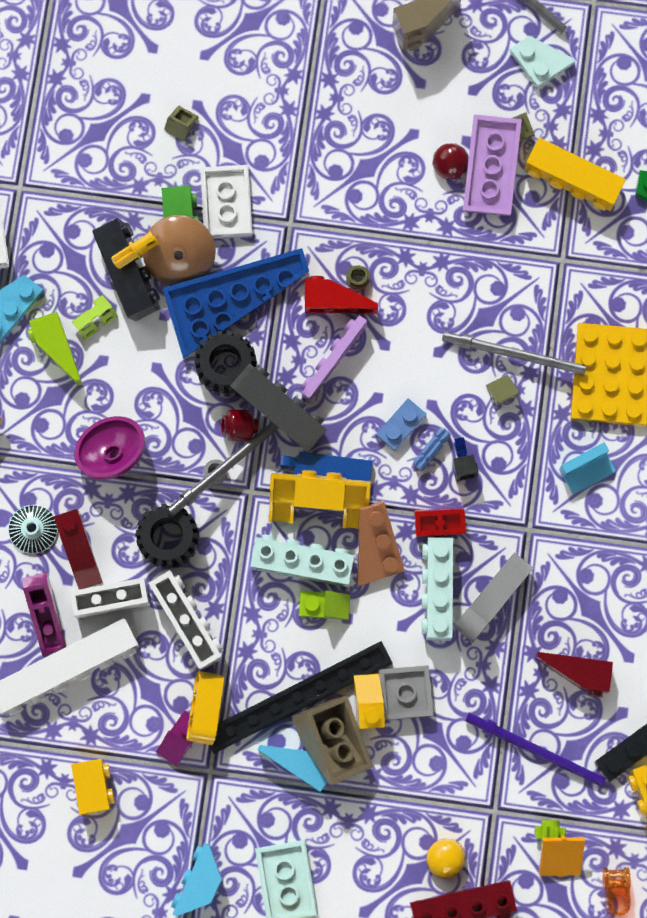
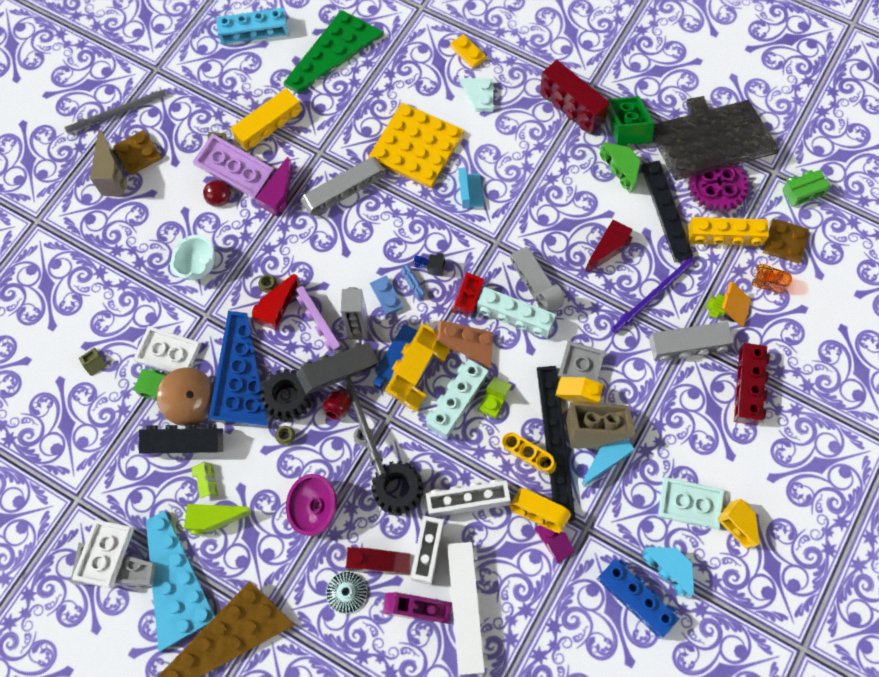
camera: 65 degrees left, 10 degrees down
(92, 786) = (568, 622): yellow brick -> none
(134, 250) = (170, 424): yellow axle -> none
(148, 856) = (638, 599): none -> blue brick
(175, 377) = (282, 430): none -> olive plate
(264, 659) = (524, 445): none -> yellow beam
(348, 398) = (354, 313): none -> light grey brick
(349, 175) = (193, 258): none -> light aqua cylinder
(446, 858) = (710, 383): yellow hair -> none
(466, 38) = (137, 152): none -> pearl gold plate
(467, 342) = (348, 229): flat silver bar -> none
(482, 232) = (275, 193): none -> magenta slope
(490, 816) = (691, 341): none -> light grey brick
(502, 390) = (392, 221): olive slope -> none
(524, 310) = (343, 186): none -> light grey beam
(540, 60) = (177, 114): light aqua wing -> none

